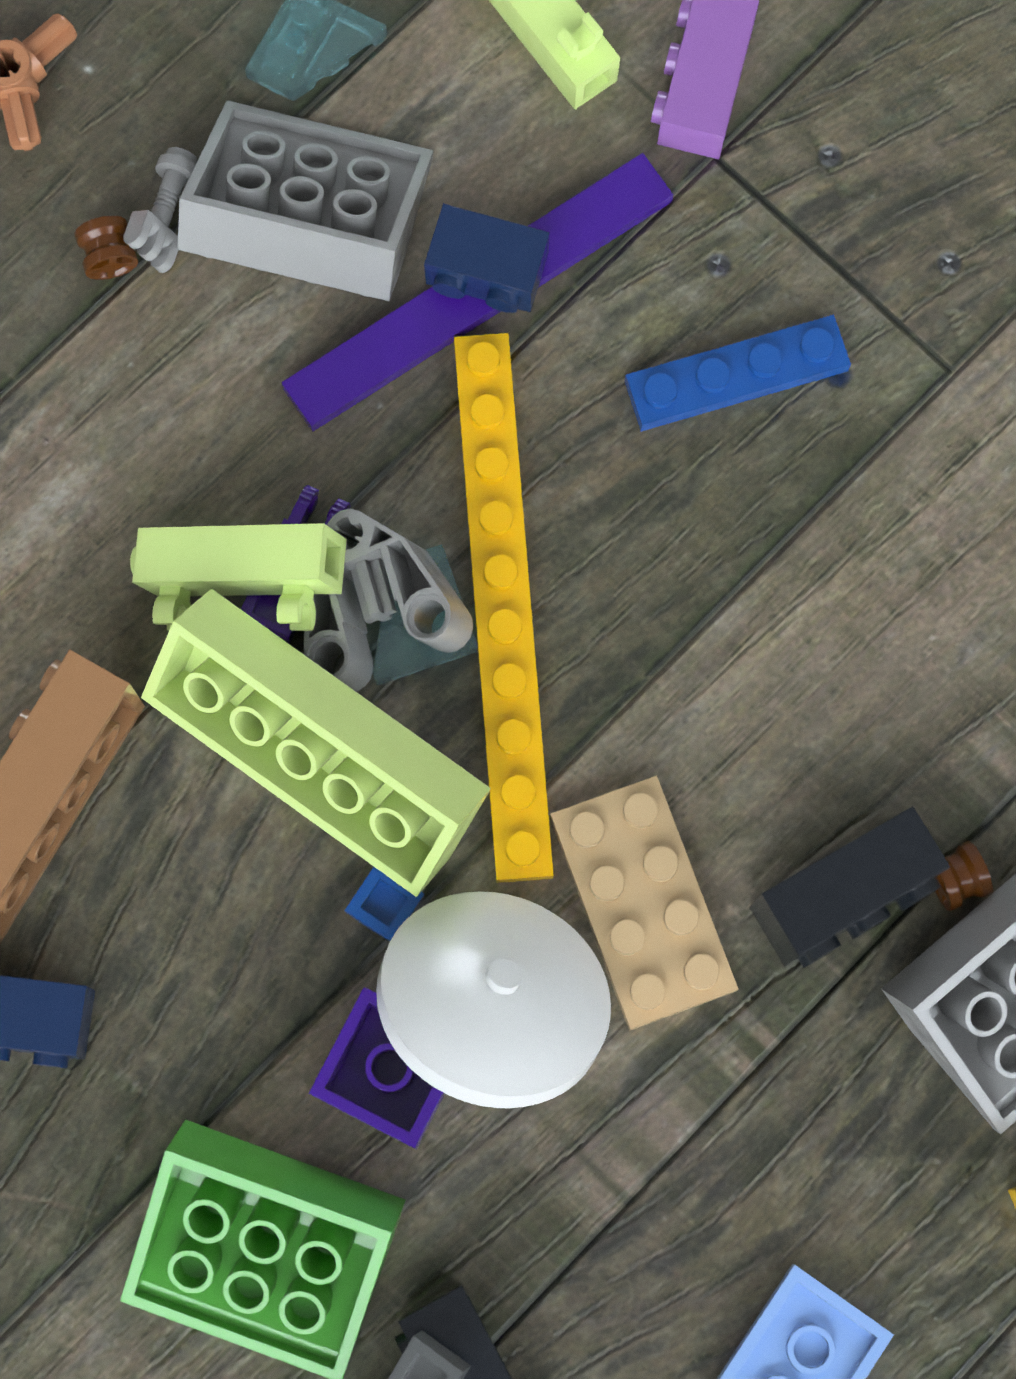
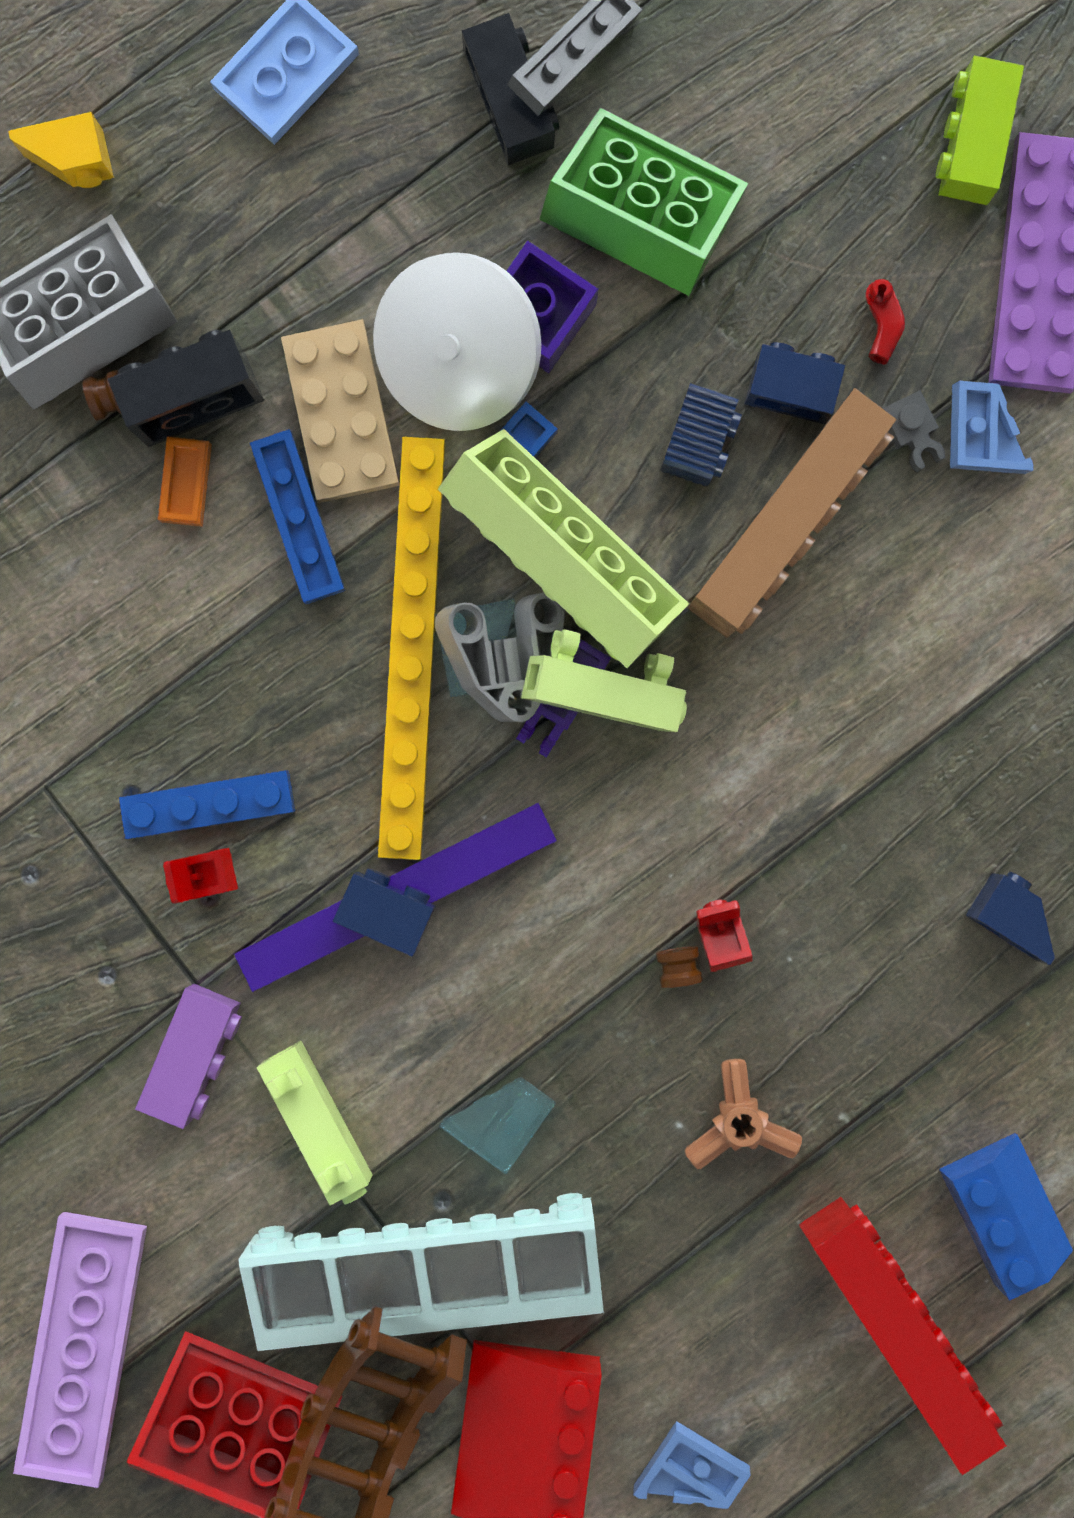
camera: 170 degrees left, 10 degrees up
(53, 291) = (723, 935): none -> red bracket
(148, 928) = (700, 435): none -> dark blue brick
(150, 230) = (643, 972): light grey hinge -> none
(304, 200) = (520, 987): light grey slope -> none
(678, 750) = (297, 516): none -> blue plate
(729, 281) = (200, 875): none -> red bracket
(836, 780) = (184, 481): none -> orange tile

